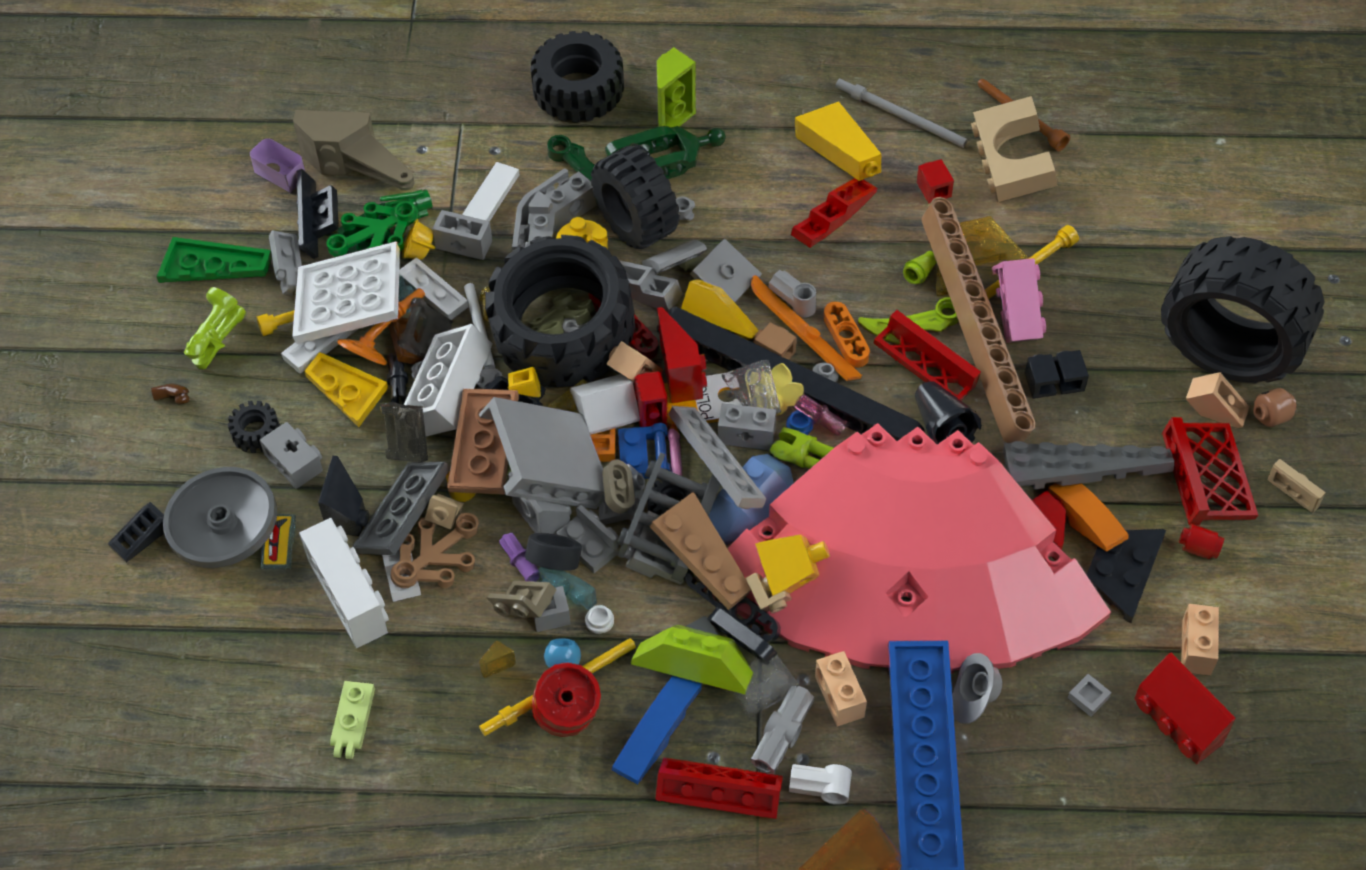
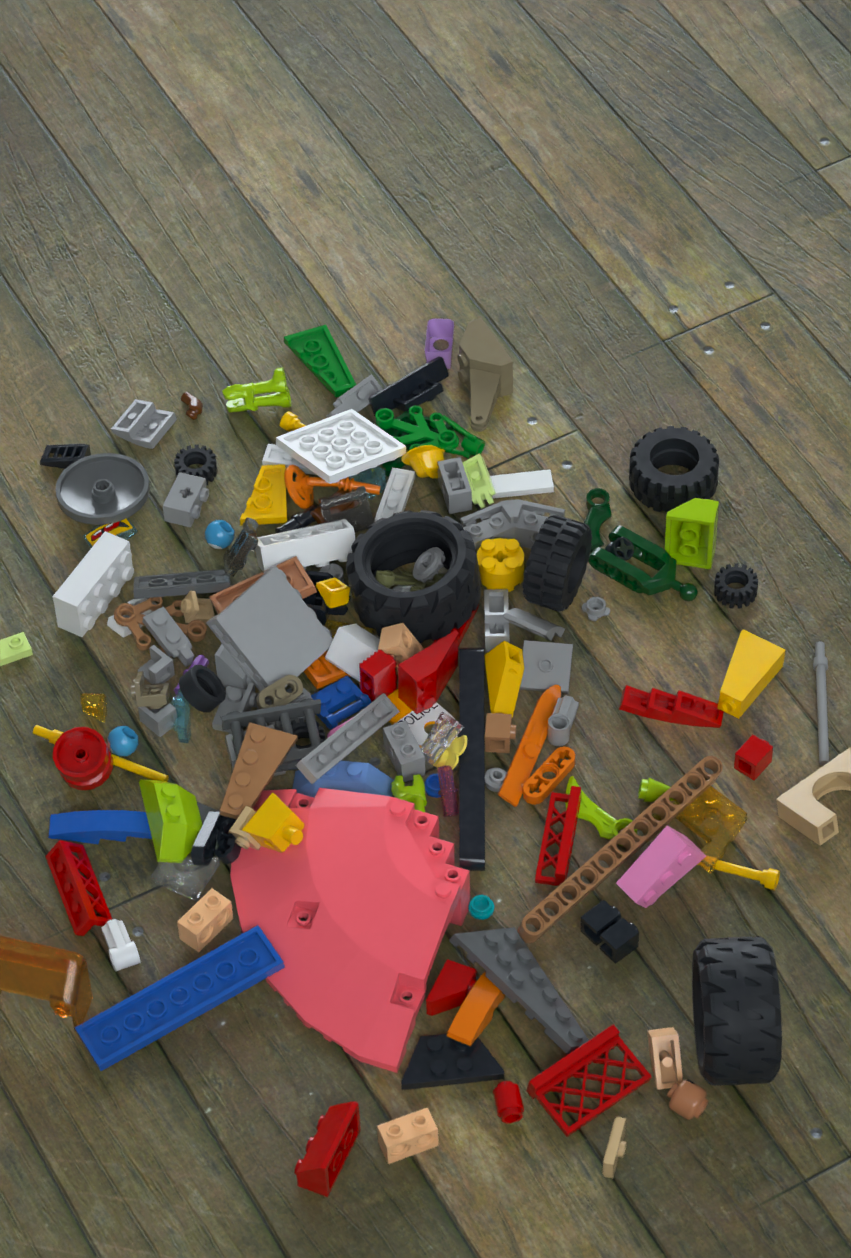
camera: 60 degrees right, 5 degrees down
(157, 445) = (143, 424): none -> light grey slope
(342, 500) = (162, 544): black slope -> none
(362, 447) = (219, 534): none -> dark azure piece
(461, 549) = (169, 635): none -> light grey hinge
(476, 210) = (479, 480): none -> yellowish green hinge
(483, 580) = (158, 668): none -> light grey panel
(546, 291) = (428, 564): none -> light grey gear
(599, 619) = (171, 749): white plate -> none
(730, 93) = (736, 575): none -> black tyre
(782, 729) = (149, 902): light grey piece -> none
(945, 413) = (503, 872): black cone -> none
(975, 688) = (266, 1008): light grey piece -> none
(1089, 695) = (308, 1084): light grey plate -> none

